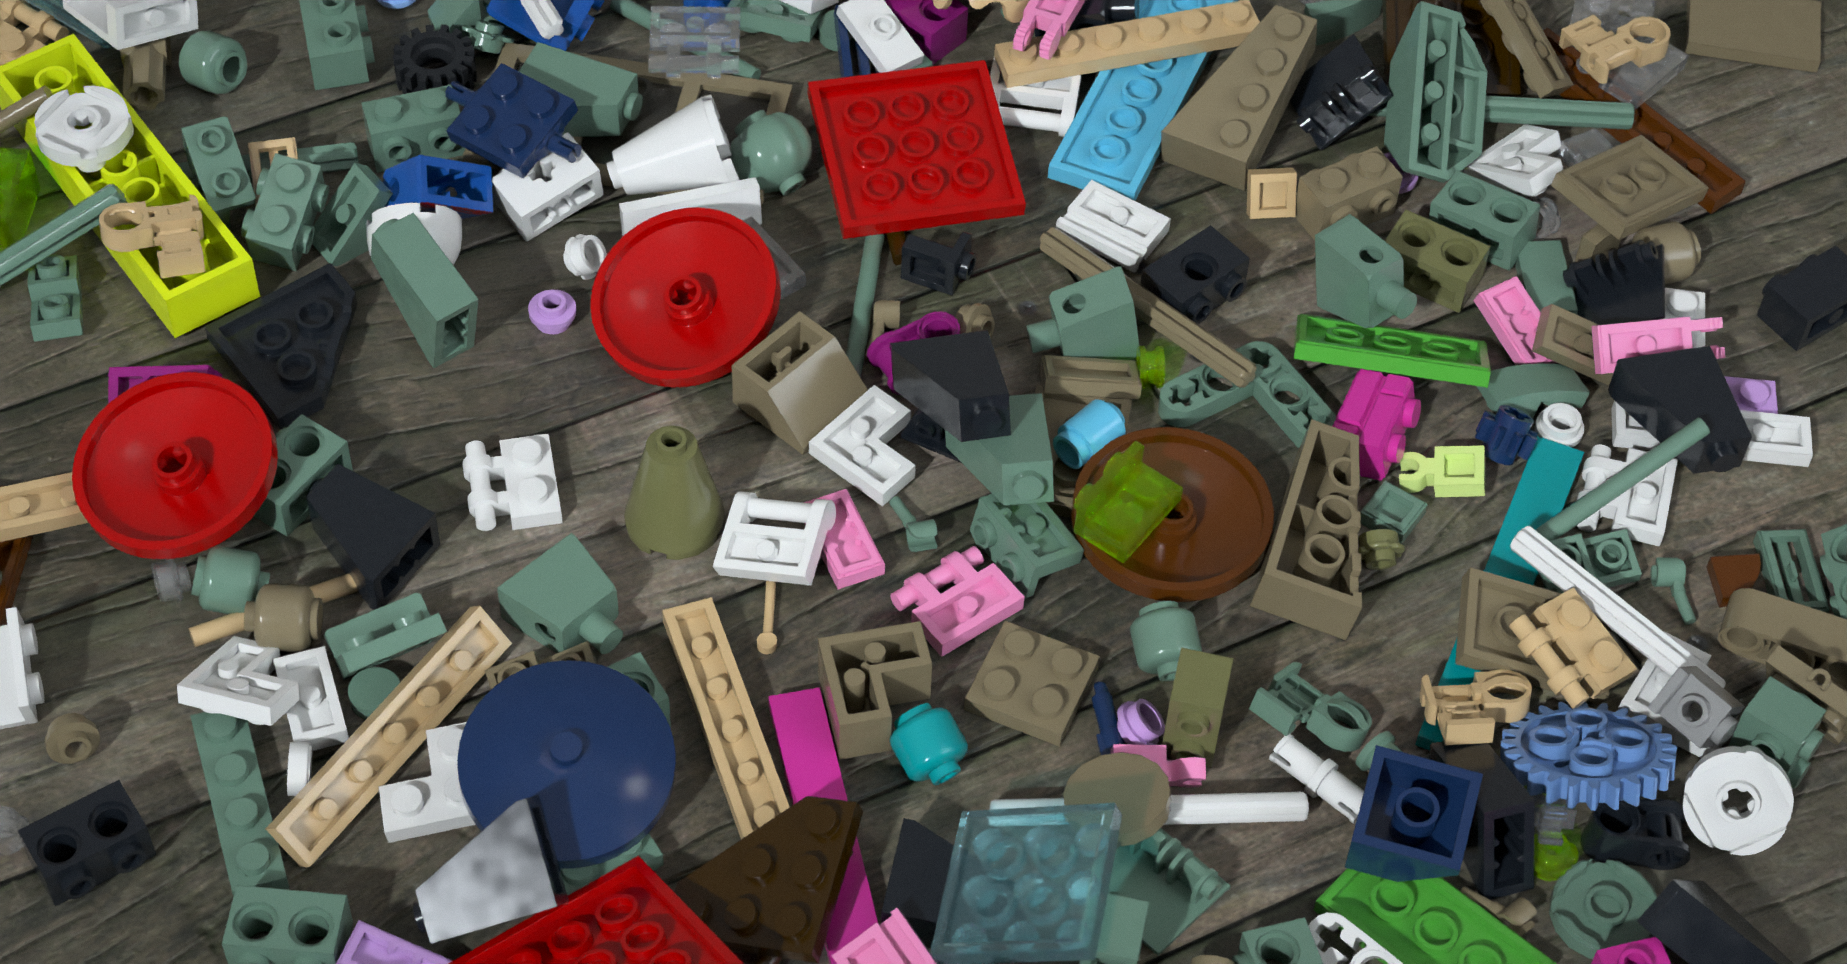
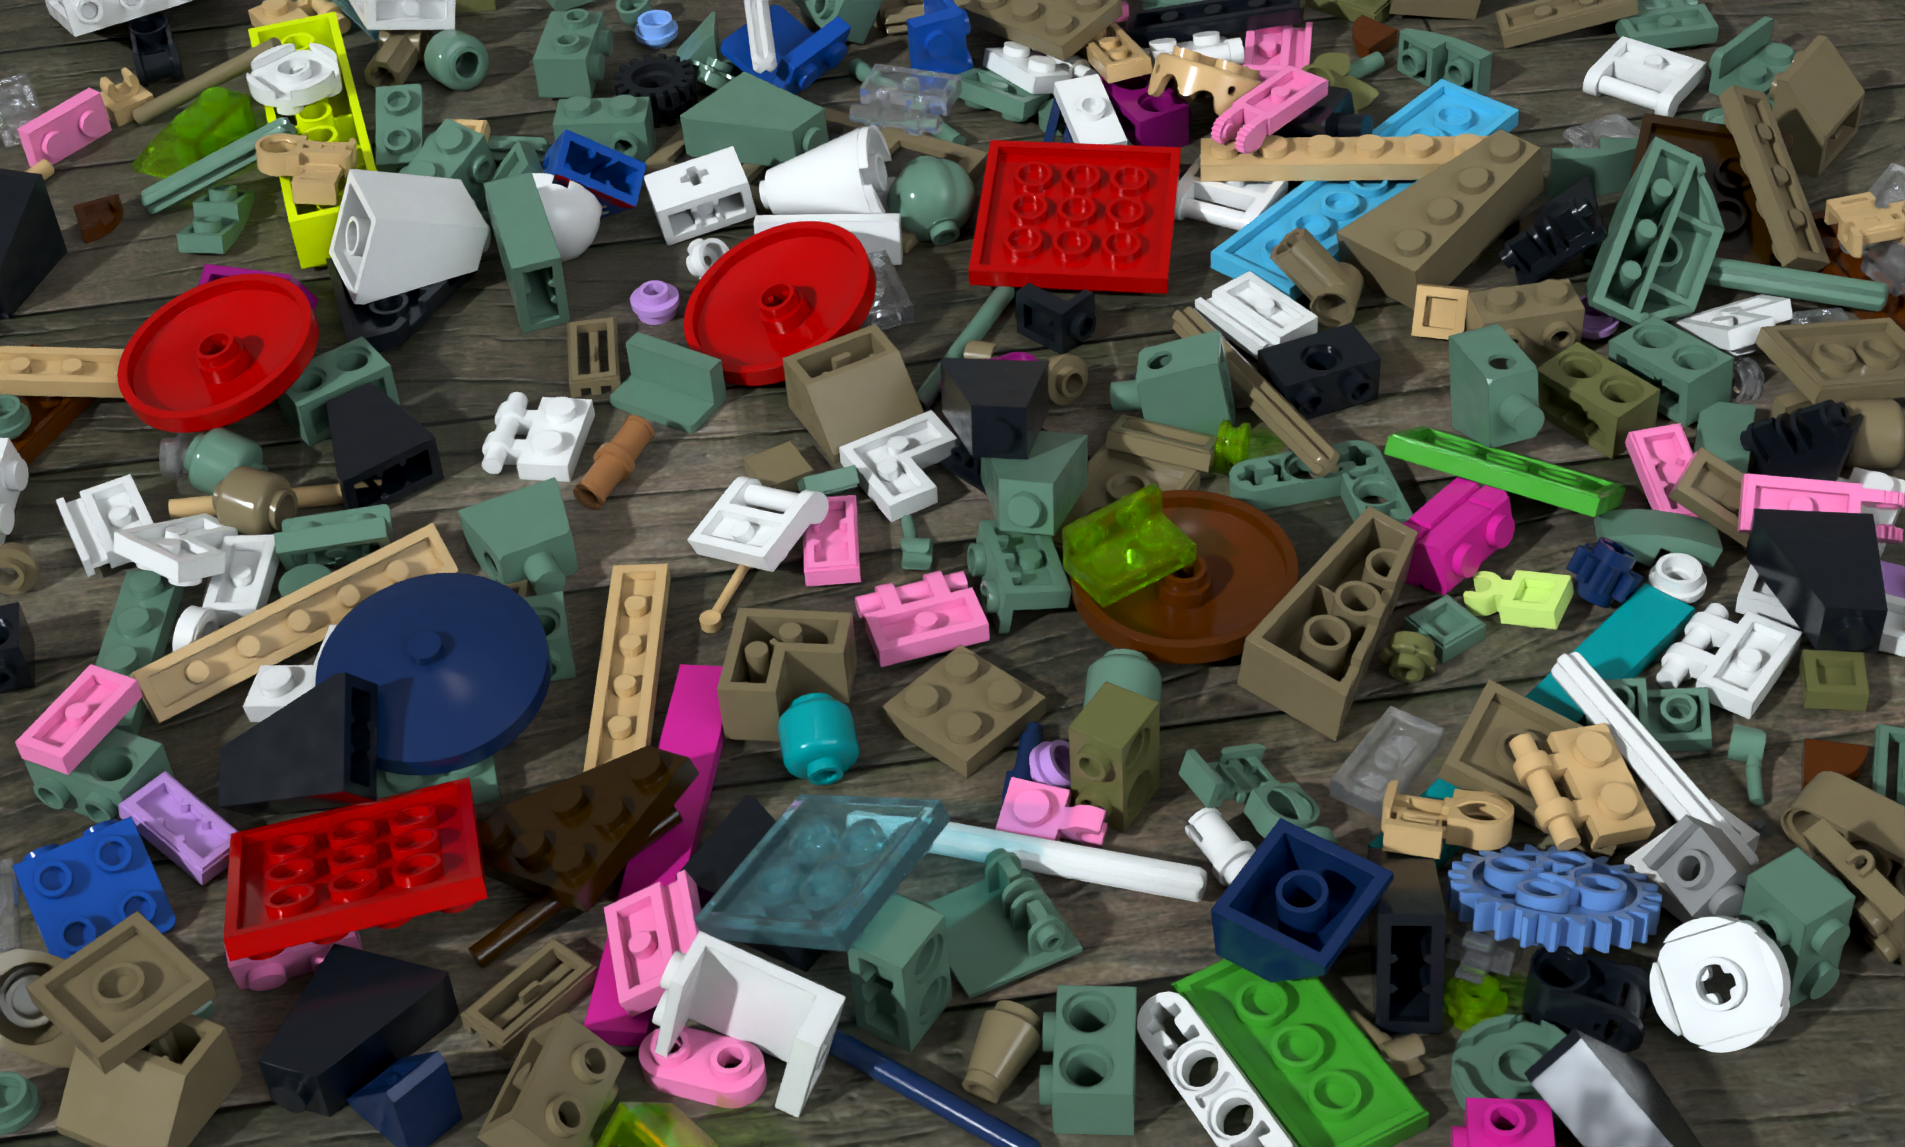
camera: 25 degrees right, 10 degrees down
(139, 668) = (97, 515): none -> white plate
(264, 893) = (79, 719): none -> bright pink plate
(287, 292) = (404, 233): none -> white slope
(513, 121) = (683, 127): dark blue plate -> none
(533, 410) = (596, 378): none -> dark tan tile
(603, 497) = (614, 462): none -> medium nougat pin
(612, 402) = (670, 384): none -> sand green panel
(673, 497) = (673, 462): olive cone -> none
(757, 472) = (778, 467): none -> dark tan tile
(814, 480) = (831, 482): none -> sand green tile
(1088, 432) = (1126, 477): medium azure brick -> none
(1132, 783) = (988, 825): dark tan tile -> none
(1162, 179) = (1328, 284): none -> dark tan piece
(1401, 654) = (1392, 750): none -> clear plate
(1624, 480) = (1717, 629): sand green bar -> none
(1713, 497) = (1834, 680): none -> olive plate

